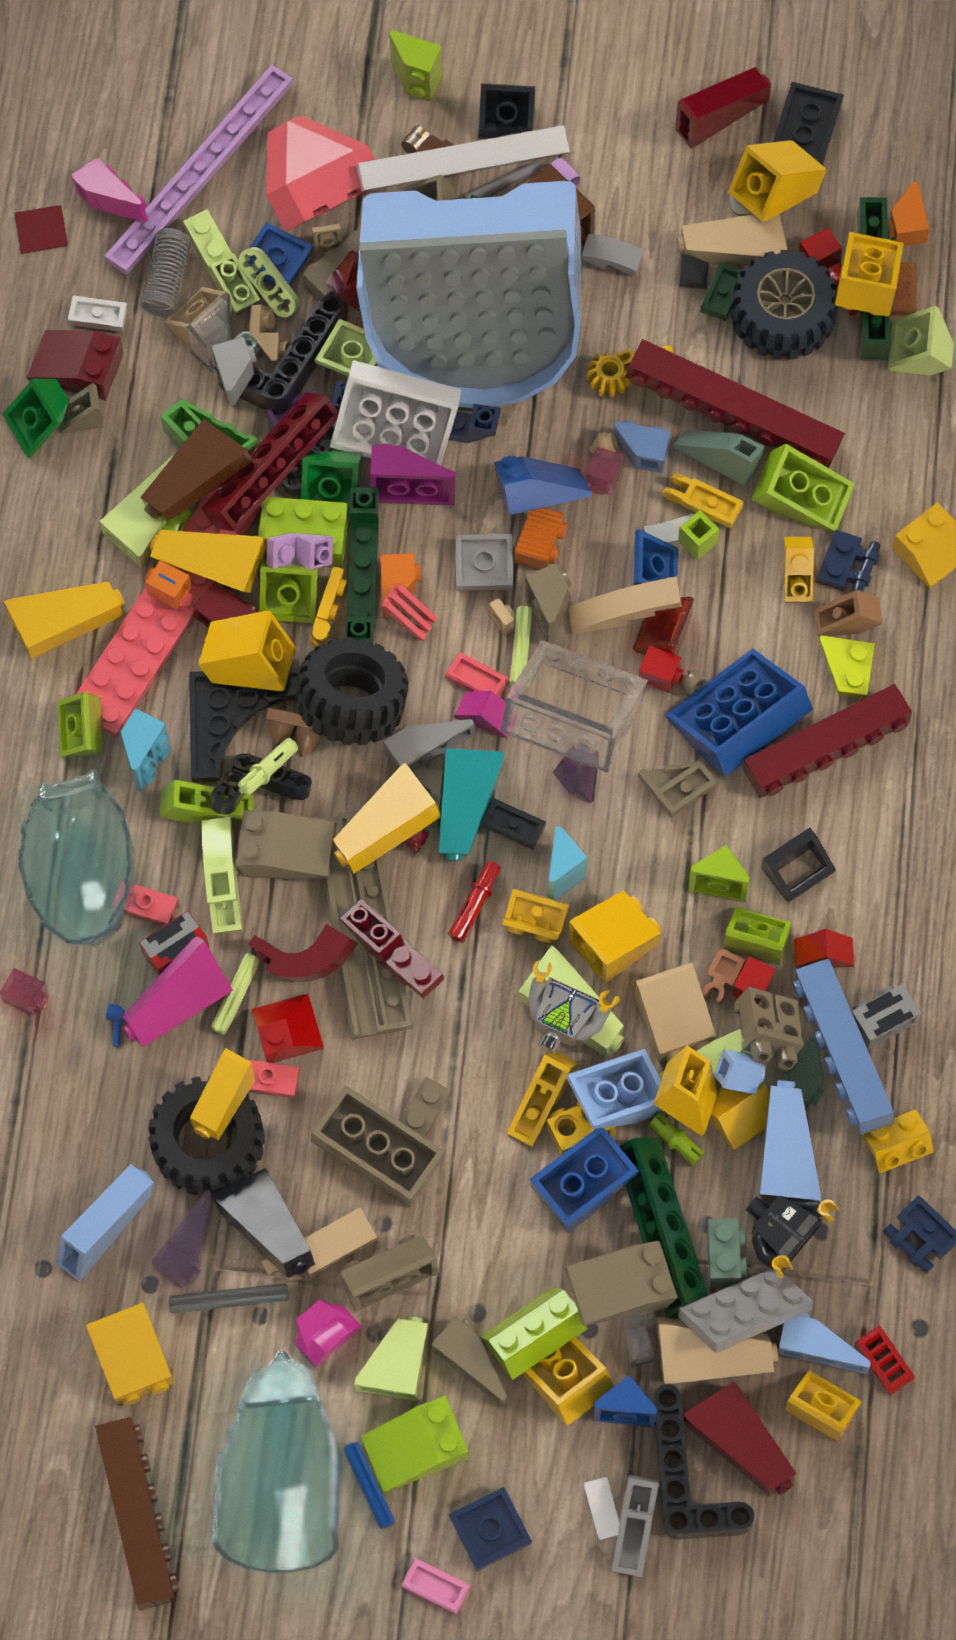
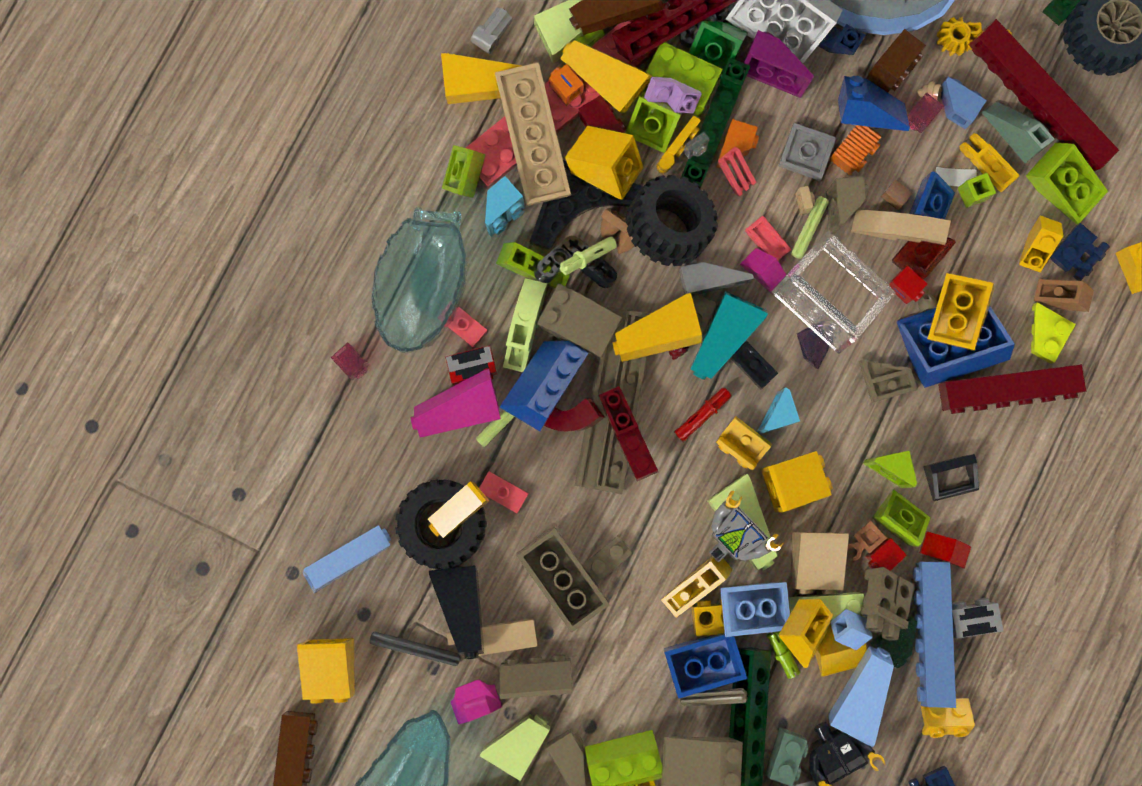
camera: 20 degrees right, 15 degrees up
(52, 563) = (489, 34): none -> light grey piece
(115, 1014) = (410, 401): blue hand -> none
(149, 653) = (532, 134): none -> tan plate
(184, 1250) = (395, 602): clear purple slope -> none
(270, 925) = (544, 382): none -> blue slope
(287, 1028) = (530, 459): red slope -> none
(349, 599) = (696, 146): none -> clear plate
(548, 425) = (897, 62): none -> reddish brown brick
(609, 573) = (896, 195): none -> medium nougat slope
(609, 1213) = (715, 697): none -> dark tan axle
(731, 672) = (961, 311): none -> yellow slope

